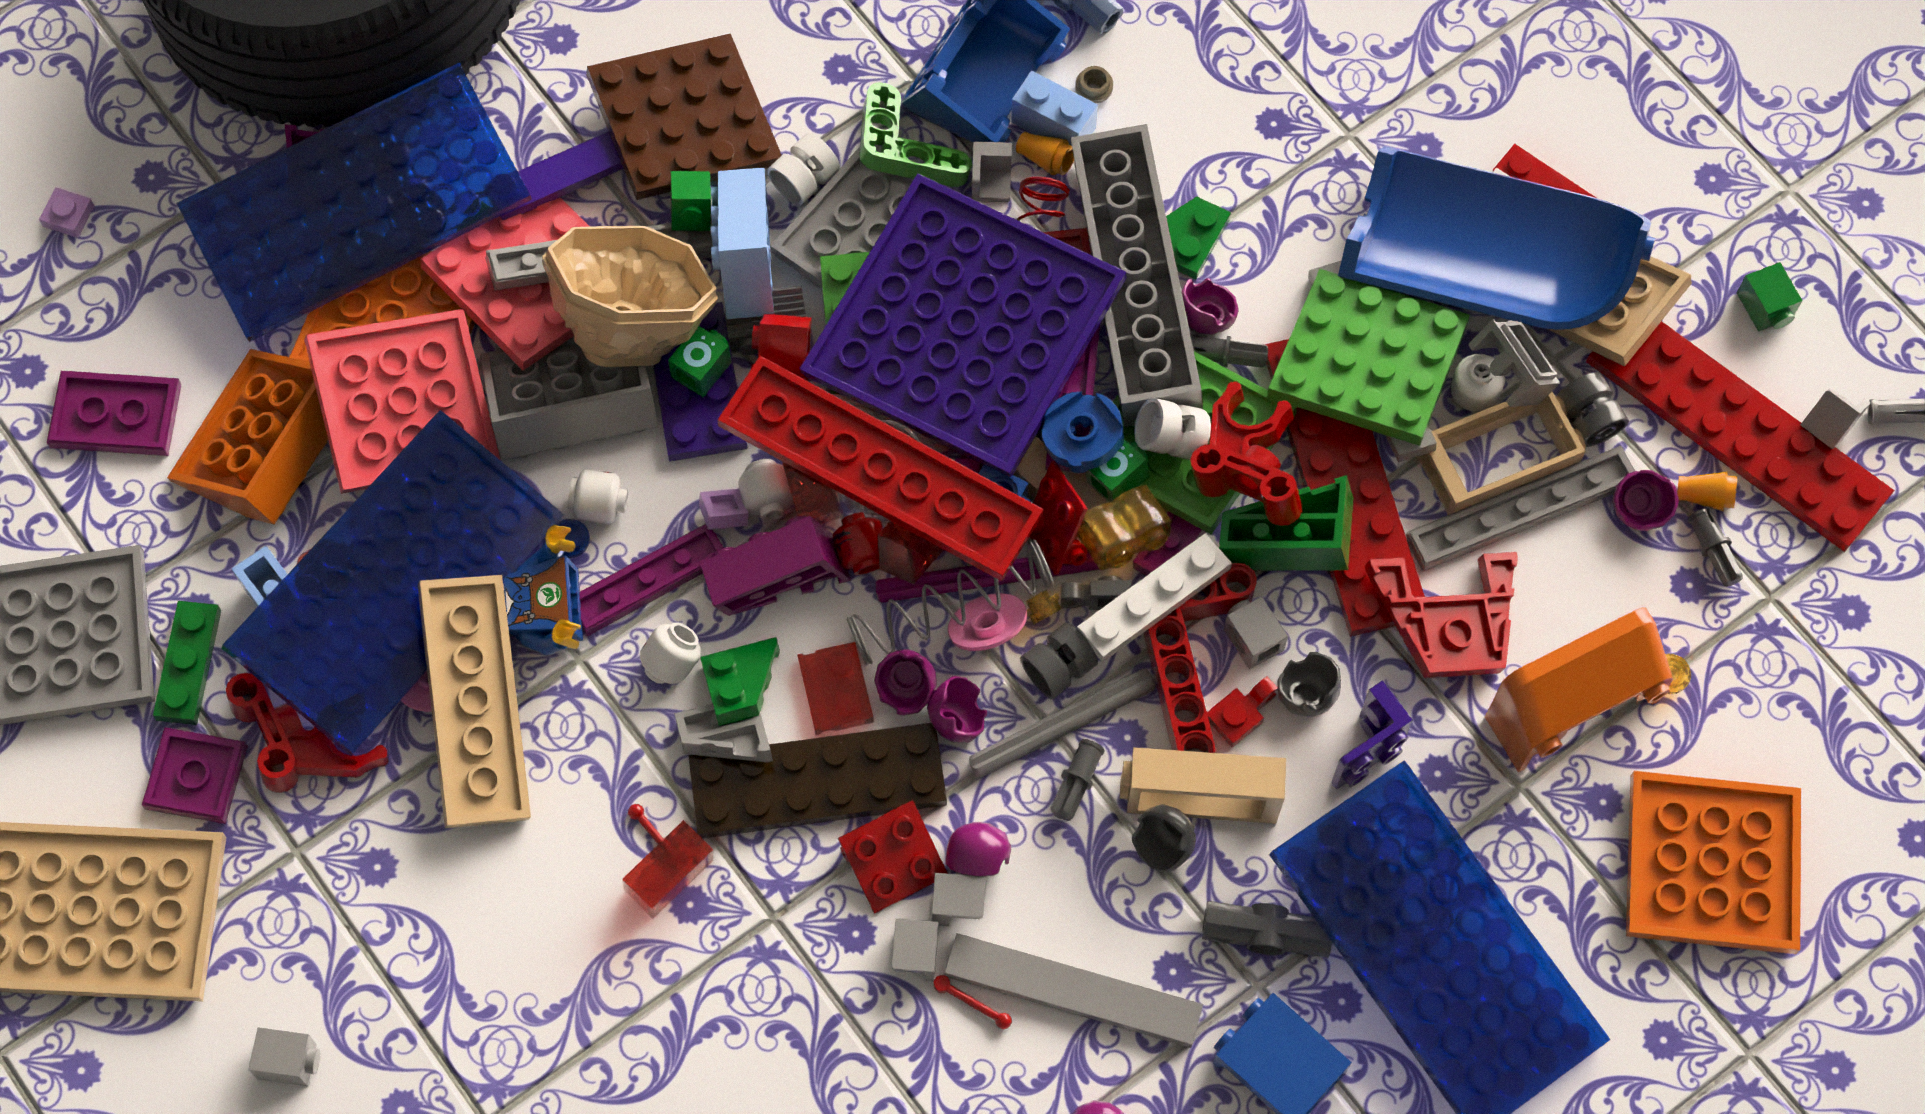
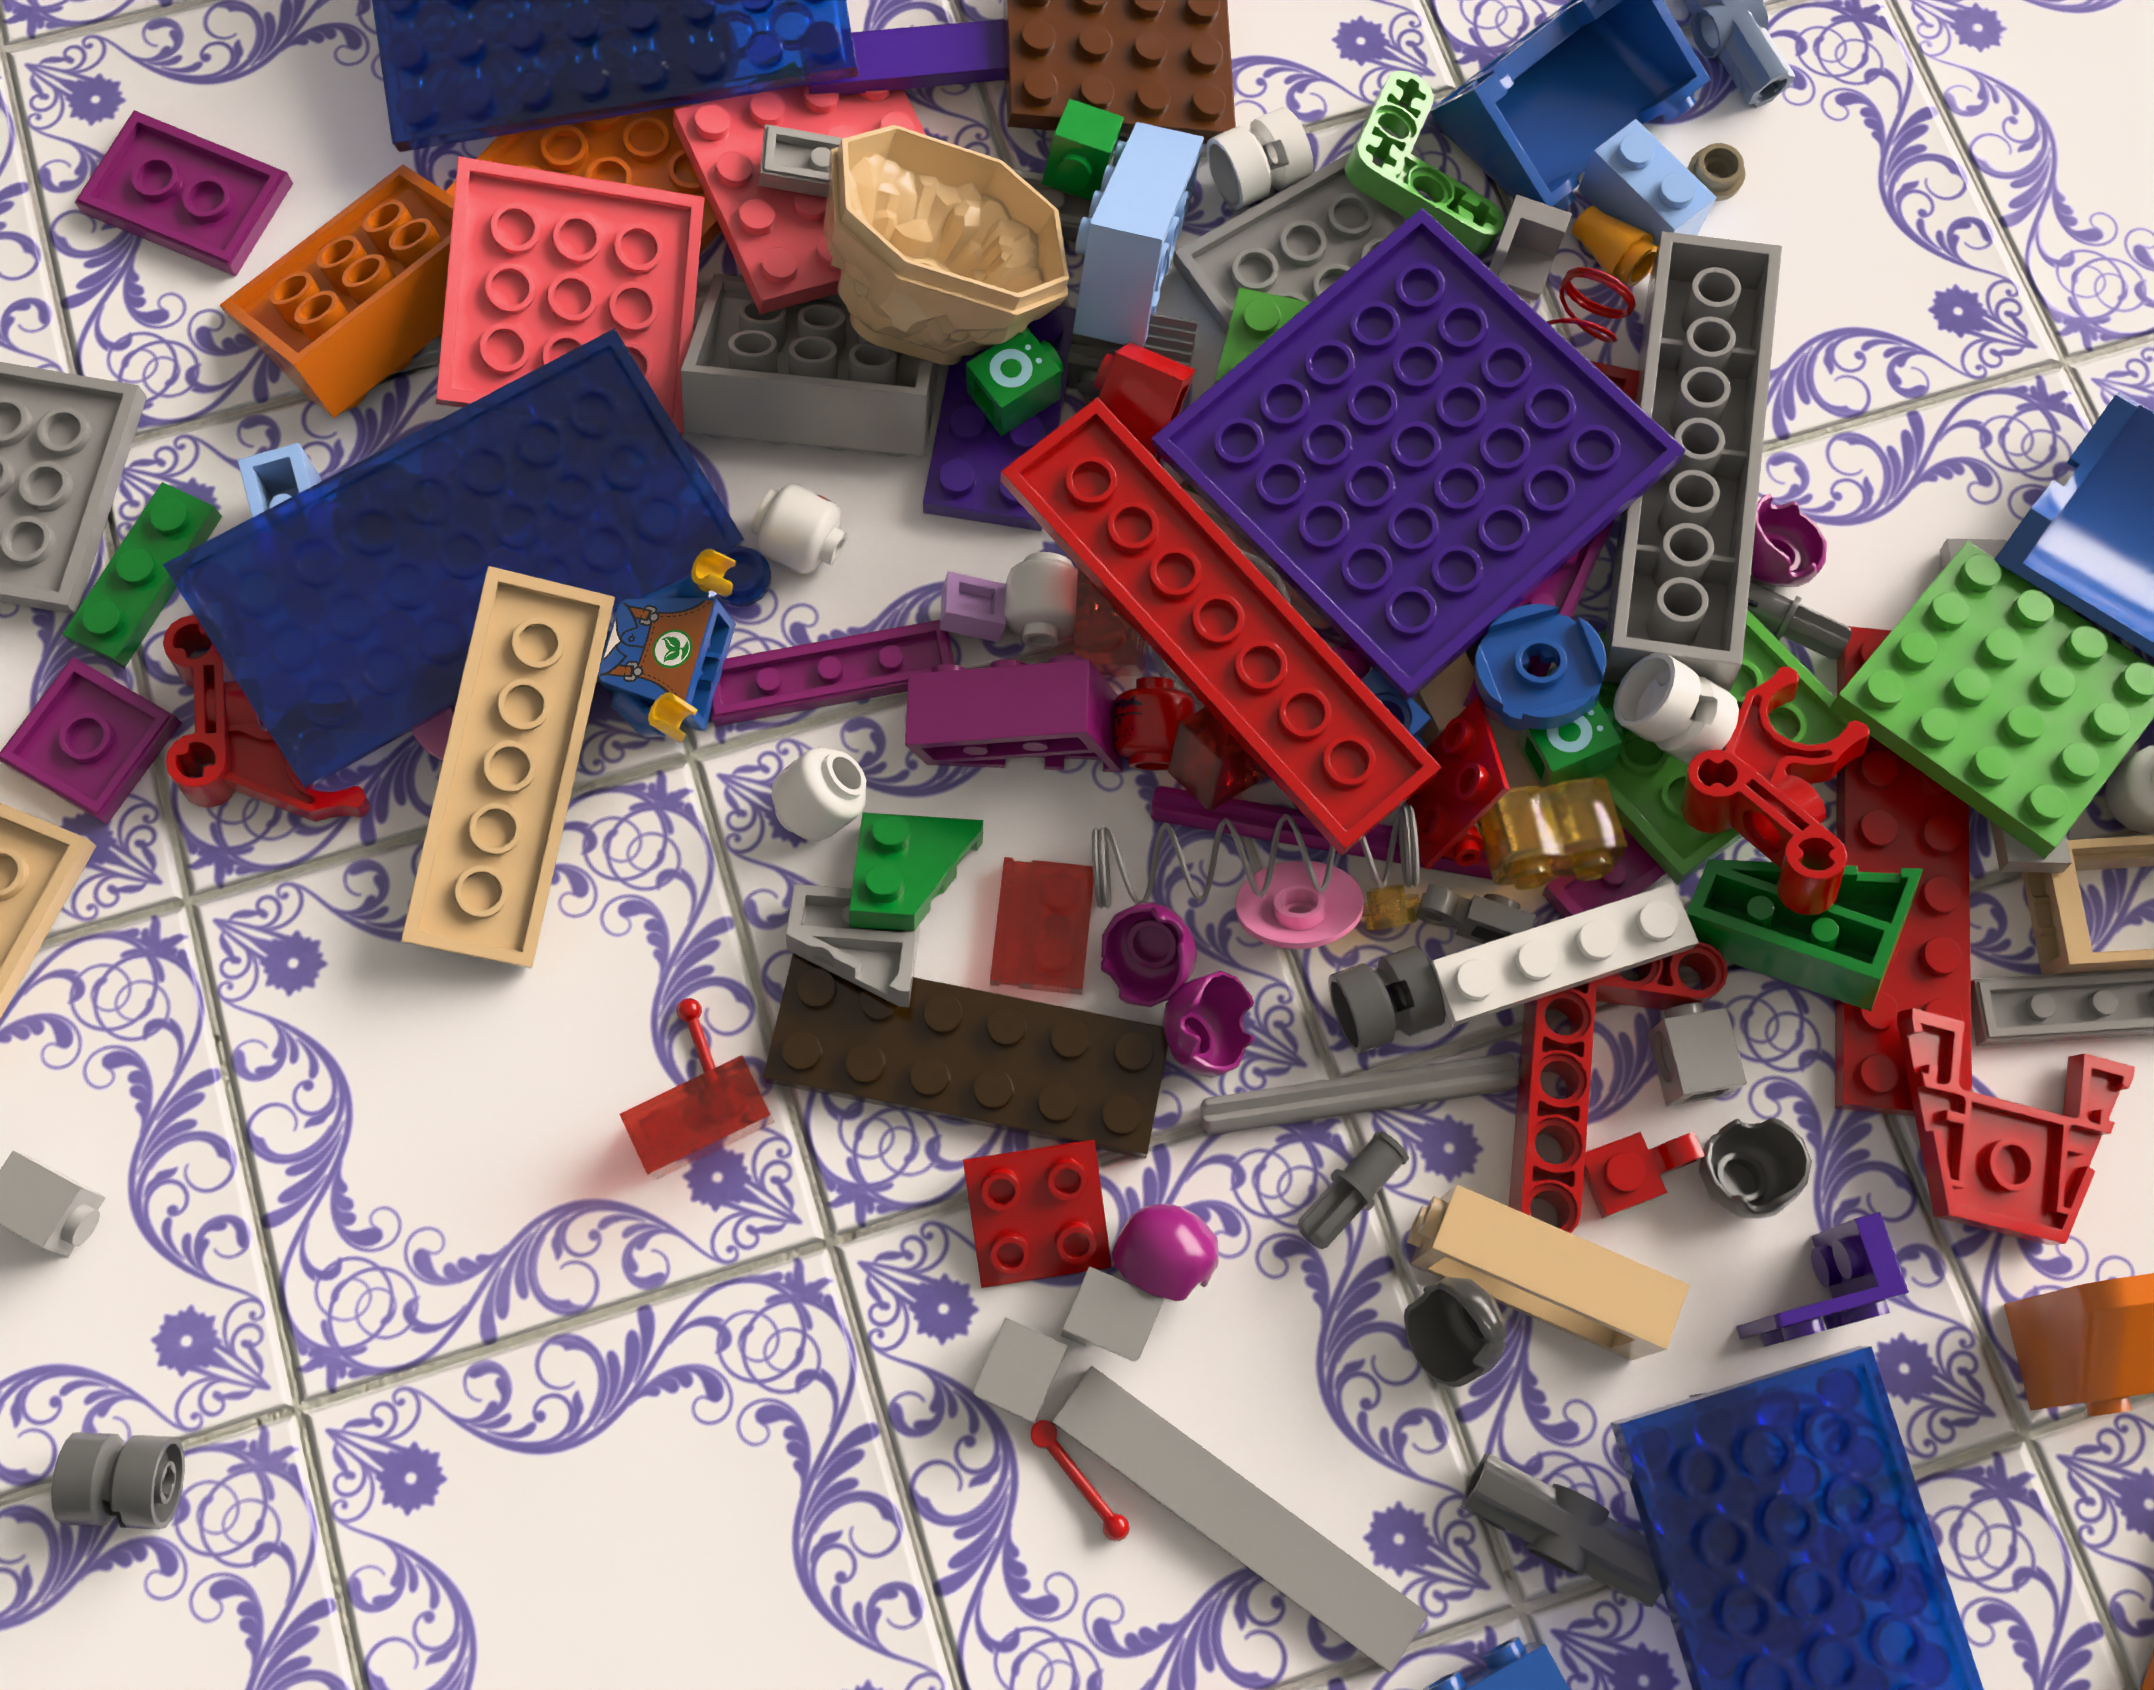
camera: 15 degrees right, 5 degrees up
(1194, 233) = (1799, 427): green wing -> none

